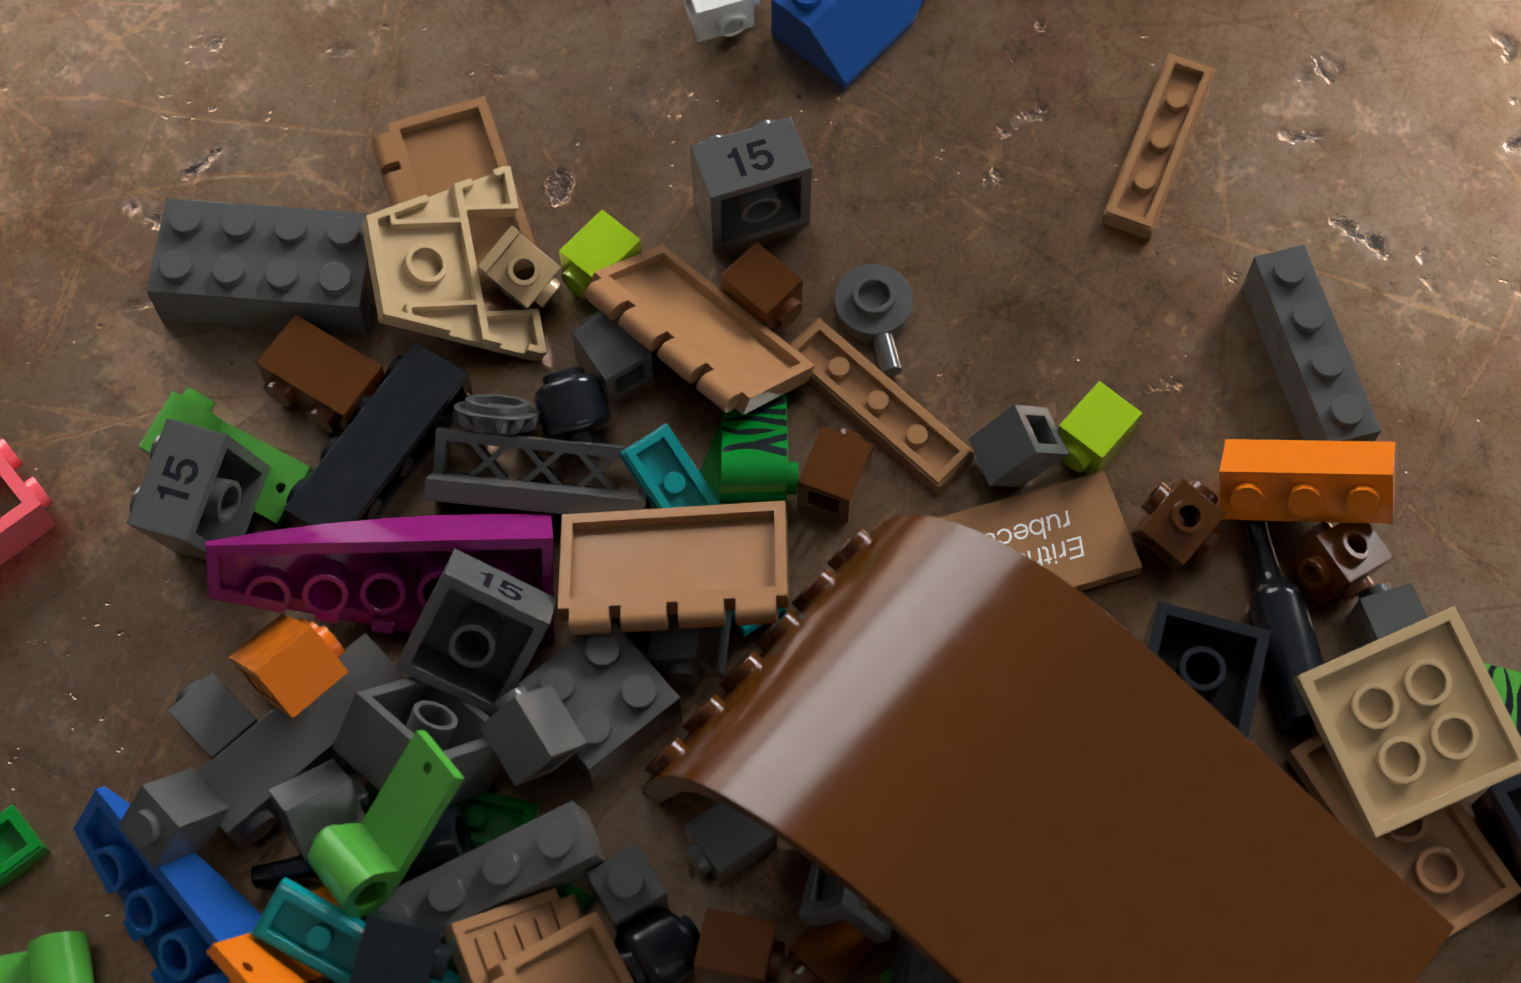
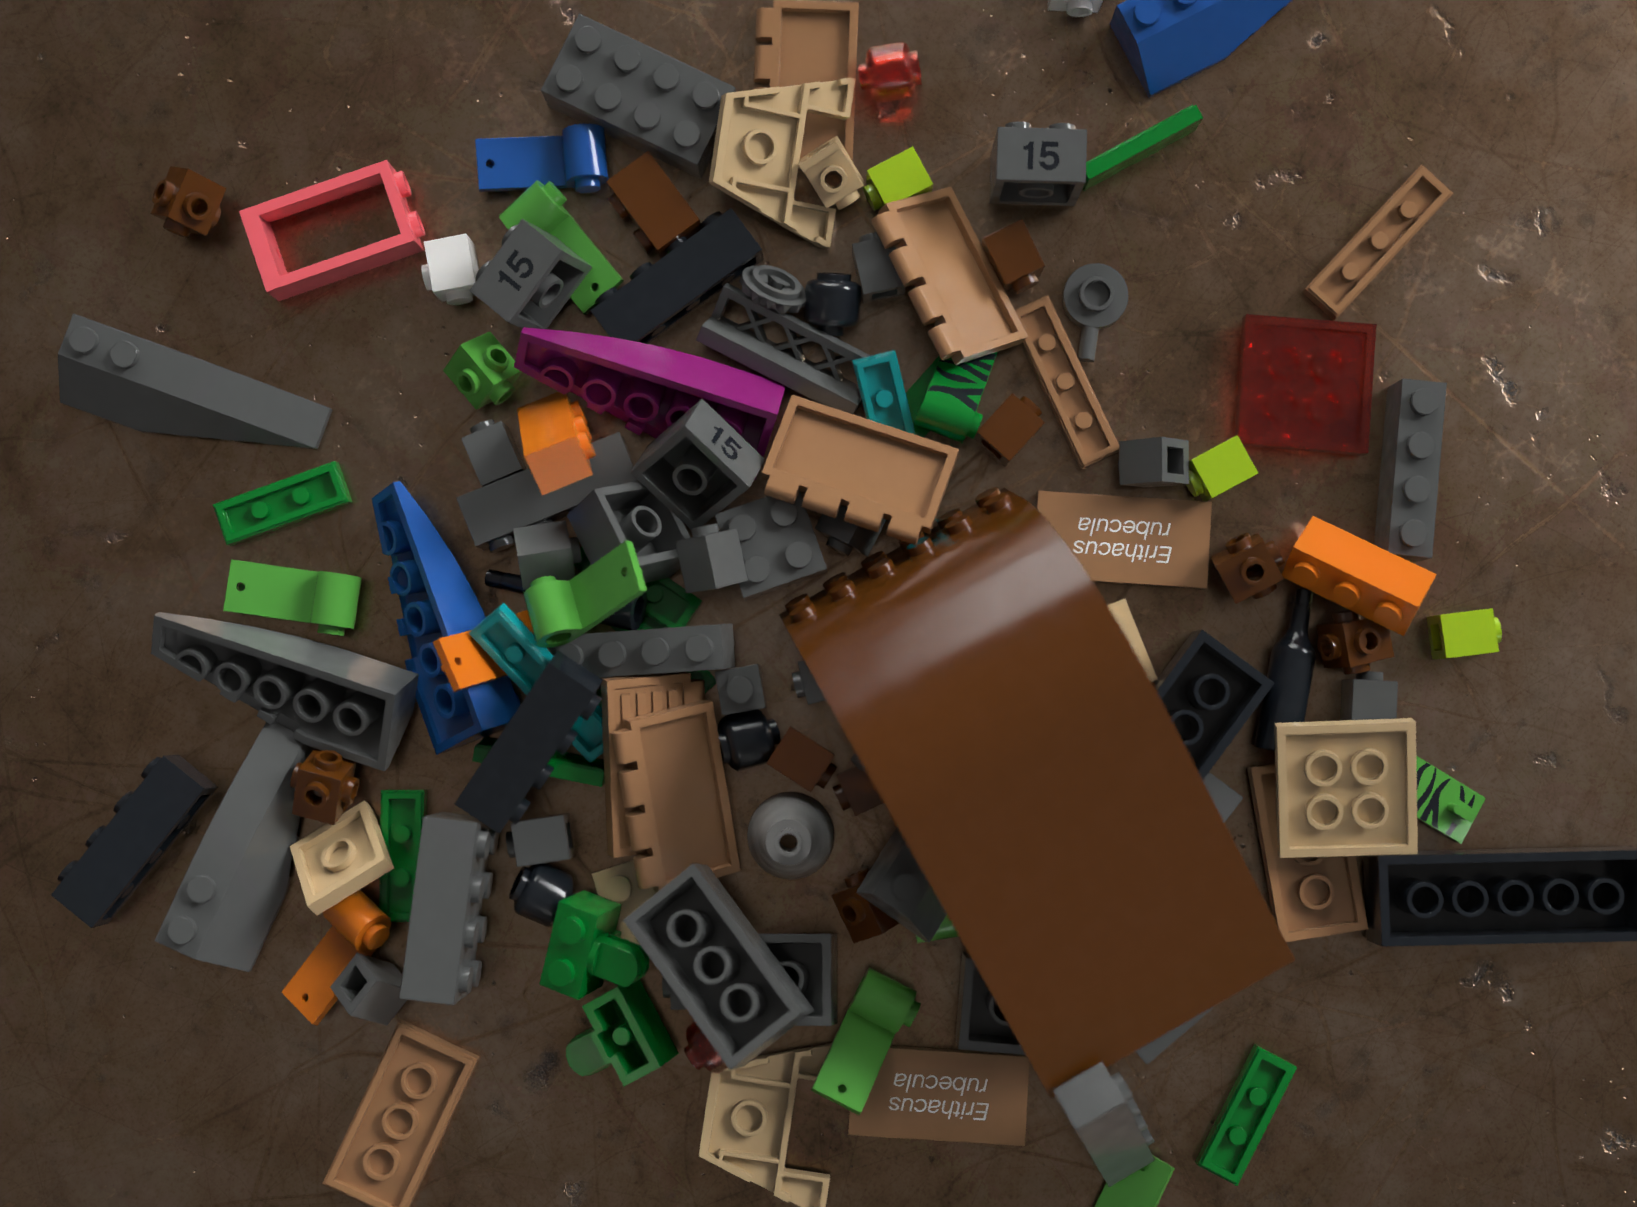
camera: 30 degrees right, 20 degrees up
(97, 527) = (451, 268): none -> white brick
(172, 626) = (483, 371): none -> bright green brick
(173, 817) = (441, 524): dark grey brick -> none
(210, 362) = (567, 160): none -> blue door
(547, 149) = (890, 72): none -> clear red head
(859, 131) = (1142, 145): none -> green tile
(1151, 310) = (1305, 384): none -> clear red plate
(1458, 509) = (1464, 633): none -> lime brick

